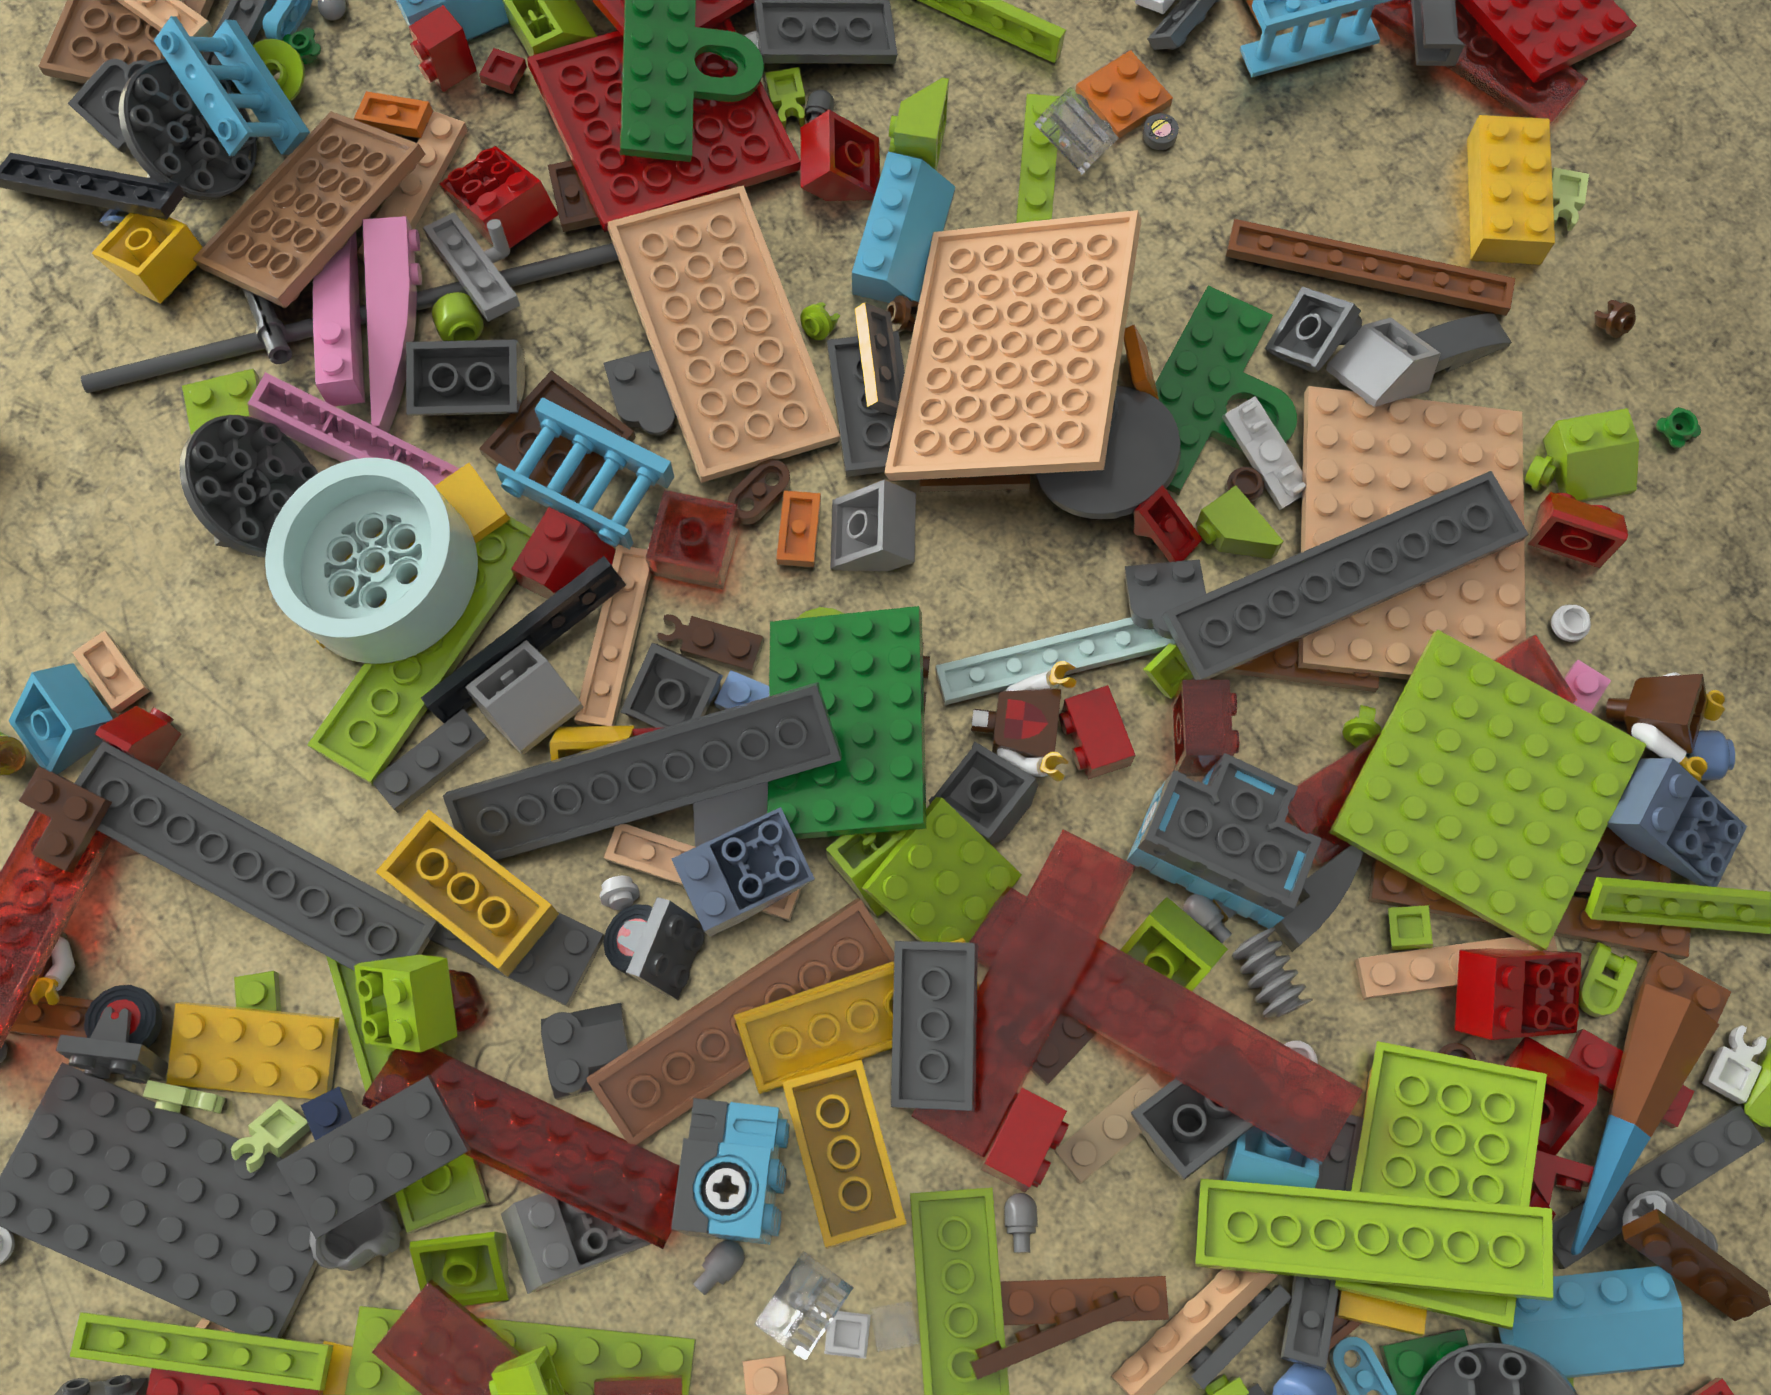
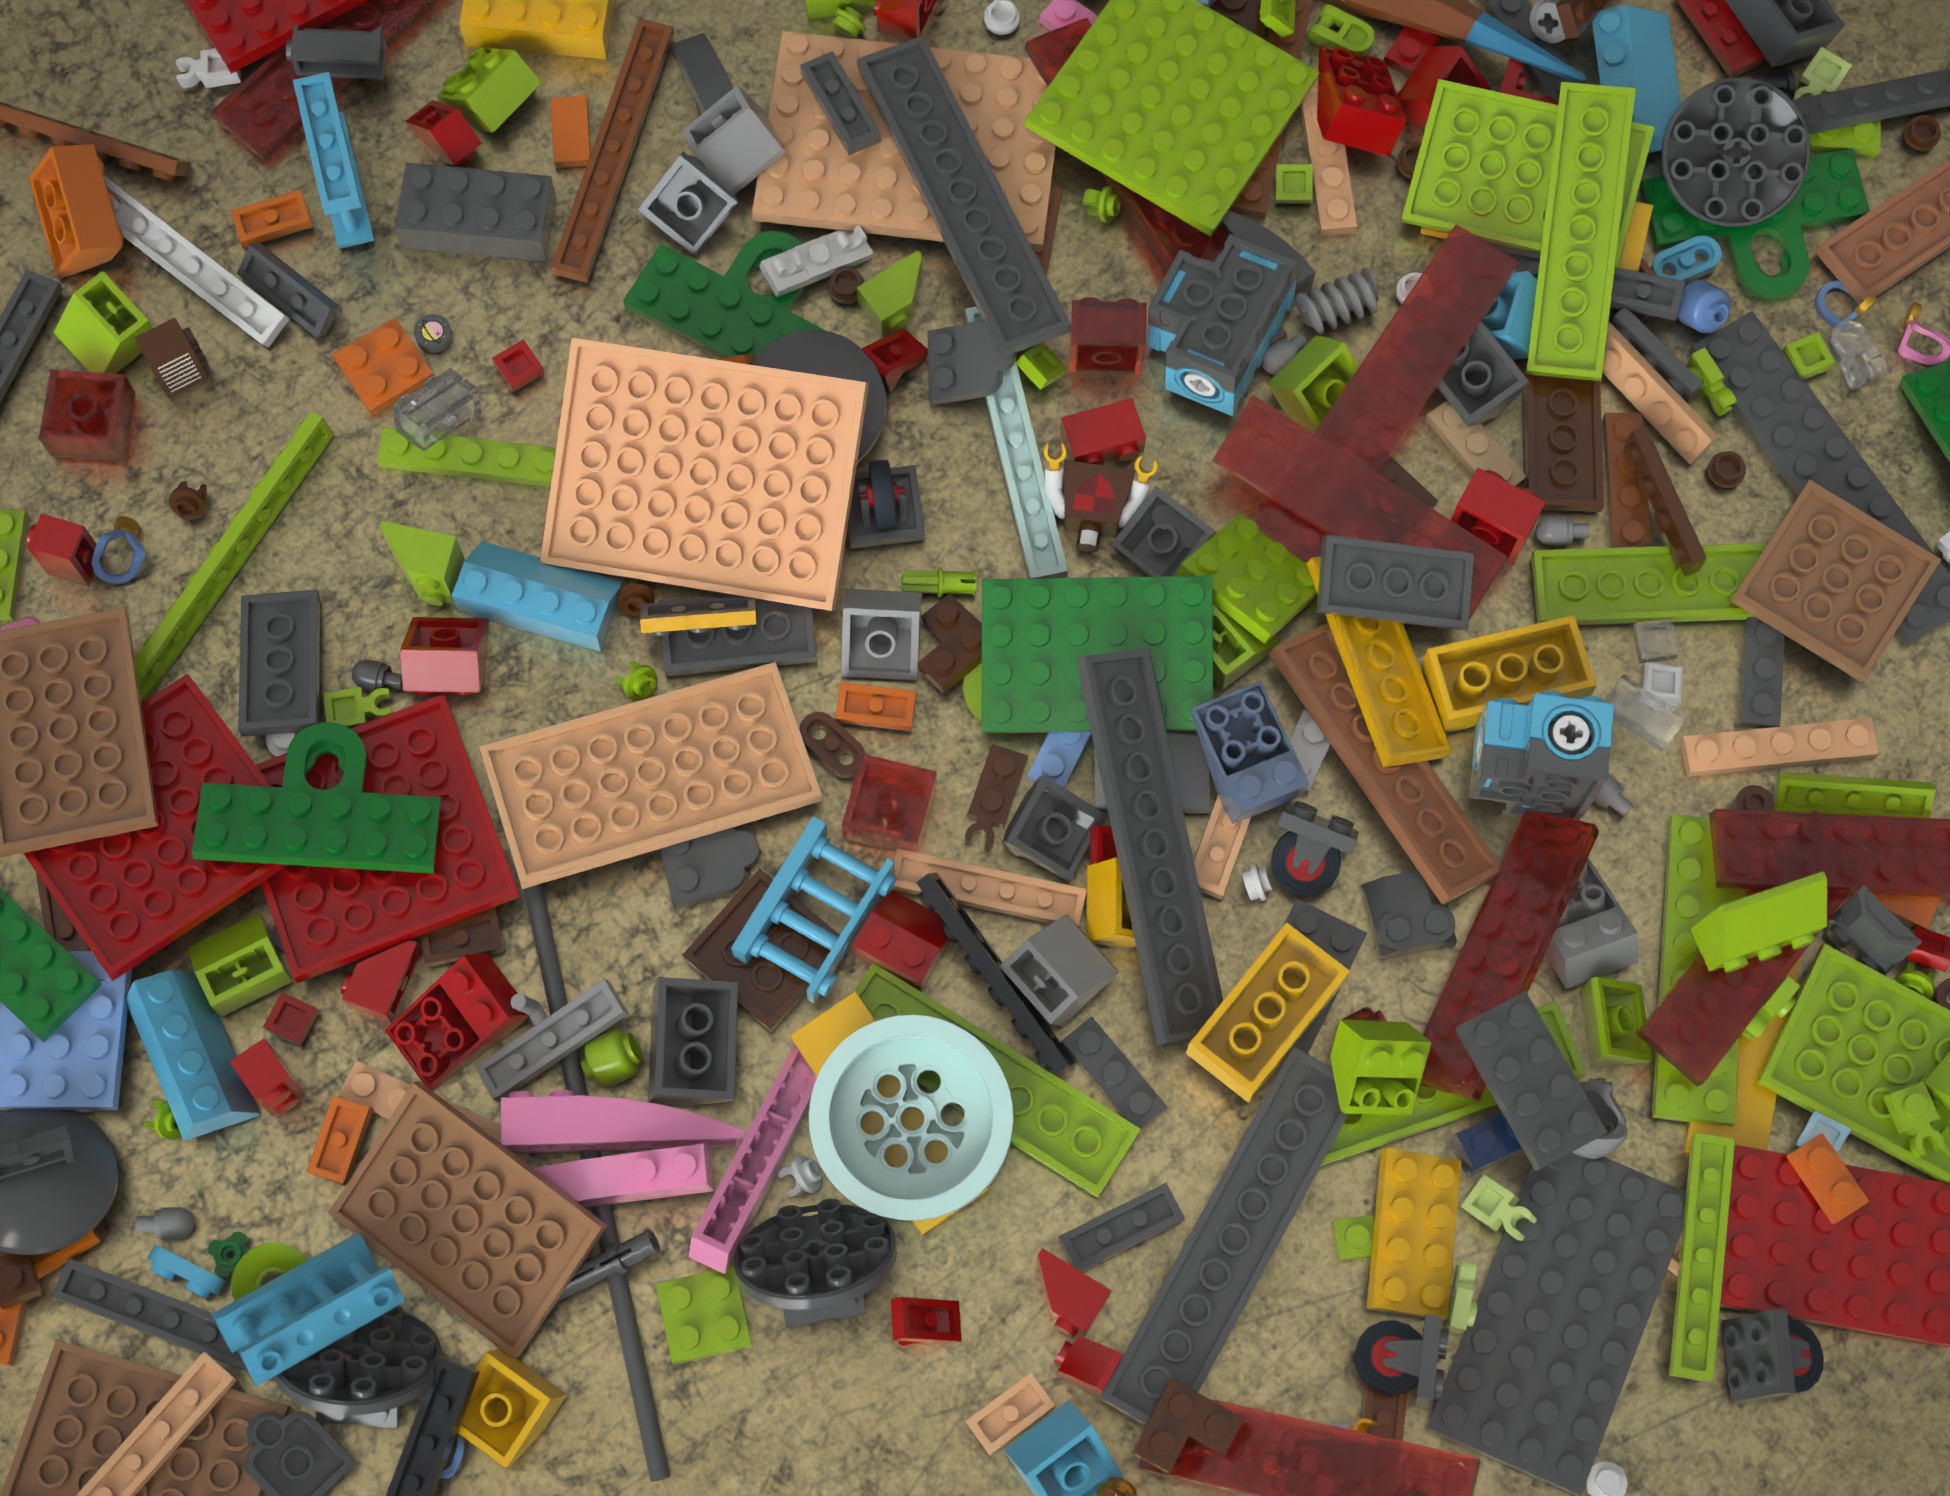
camera: 90 degrees left, 0 degrees up
(198, 591) = (925, 1321): none -> red slope
(217, 720) = (1070, 1295): none -> red slope
(277, 768) = (1121, 1228): none -> dark grey plate
(529, 134) = (381, 981): none -> red slope
(754, 940) = (1309, 746): none -> white plate
(848, 594) = (960, 643): none -> reddish brown plate
(930, 582) = (939, 582): none -> lime axle
(1007, 527) = (885, 506): none -> dark grey plate
(1122, 1226) = (1564, 442): none -> reddish brown plate
(1132, 197) = (518, 365): none -> red plate
(1286, 152) = (475, 212): none -> dark grey brick
(1366, 121) = (444, 132): none -> red slope
(1387, 230) = (570, 131): none -> orange tile
(1419, 154) = (489, 87): none -> lime slope
(1438, 458) = (840, 103): none -> dark grey plate

